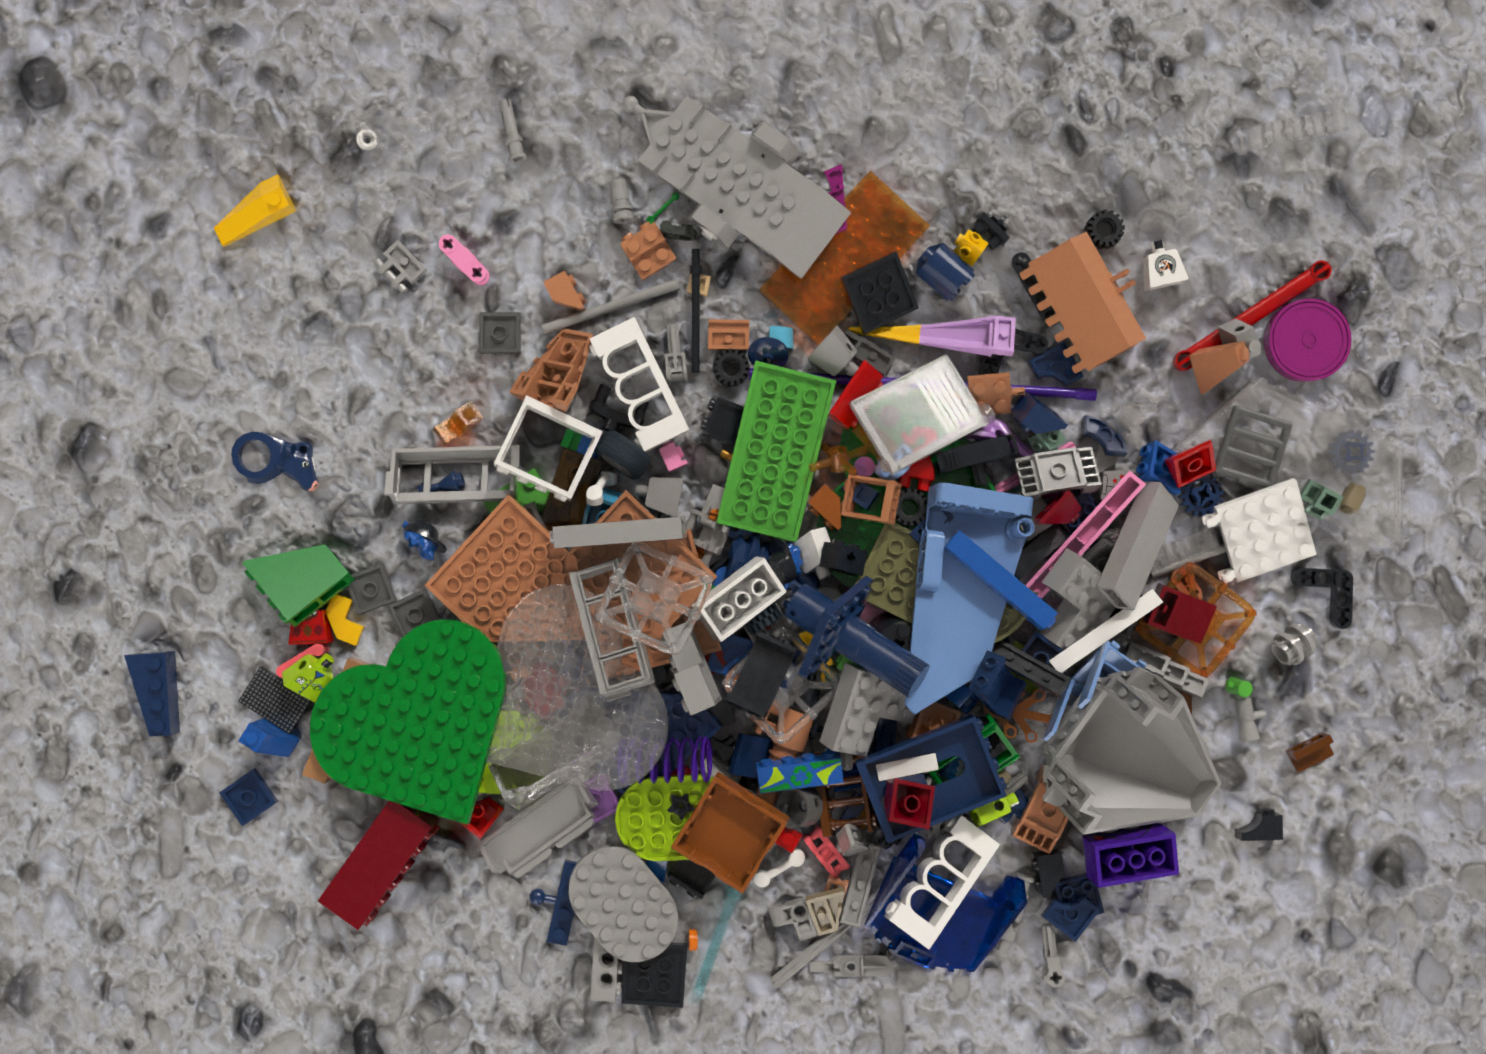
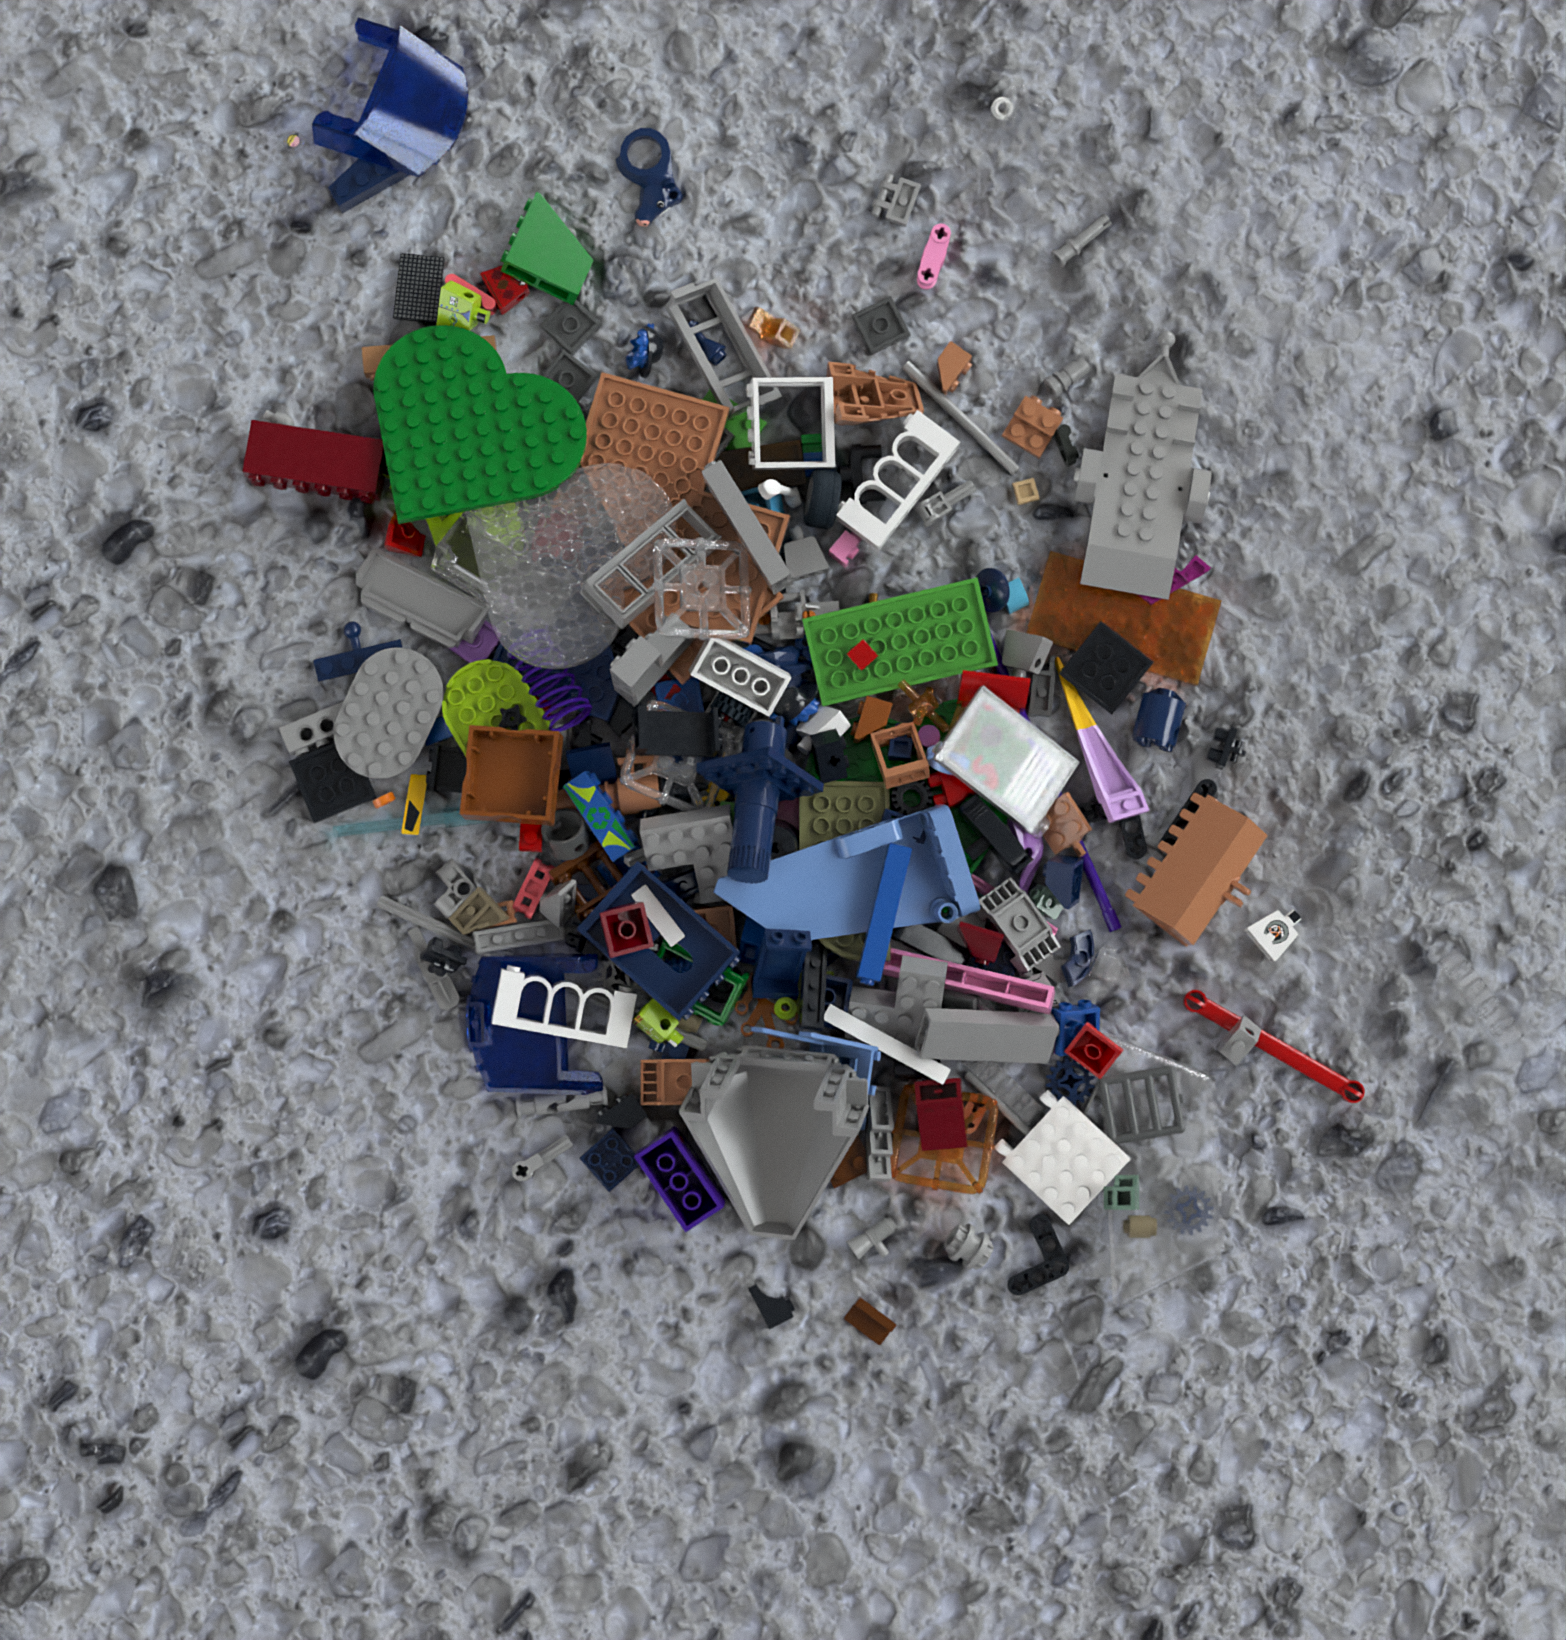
camera: 60 degrees right, 5 degrees down
(97, 743) = (294, 142): none -> clear tile
(116, 635) = (410, 111): none -> clear blue windscreen
(248, 797) = (312, 308): dark blue tile -> none
(260, 208) = (885, 41): yellow wedge -> none
(268, 739) = (380, 299): blue slope -> none
(343, 628) = (531, 305): yellow tile -> none
(675, 196) = (1065, 414): green hinge -> none
(695, 270) = (1036, 481): black bar -> none
(709, 917) = (414, 804): none -> yellow sticker
(722, 421) = (904, 576): black panel -> none
(725, 356) = (964, 549): black tyre -> none
(728, 334) = (991, 543): nougat plate -> none
(763, 877) = (513, 861): white bar -> none
(772, 488) = (862, 655): none -> red tile
(852, 957) = (443, 960): none -> black hips
(969, 246) = (1196, 733): yellow brick -> none
(1038, 697) = (785, 1015): none -> lime plate
(1055, 365) = (1123, 874): dark blue tile -> none
(1071, 917) = (588, 1158): dark blue tile -> none
(1113, 221) = (1269, 857): black tyre -> none
(1217, 362) = (1204, 1029): nougat slope -> none
(1238, 687) = (898, 1212): bright green piece -> none
(1307, 340) = (1276, 1111): magenta brick -> none

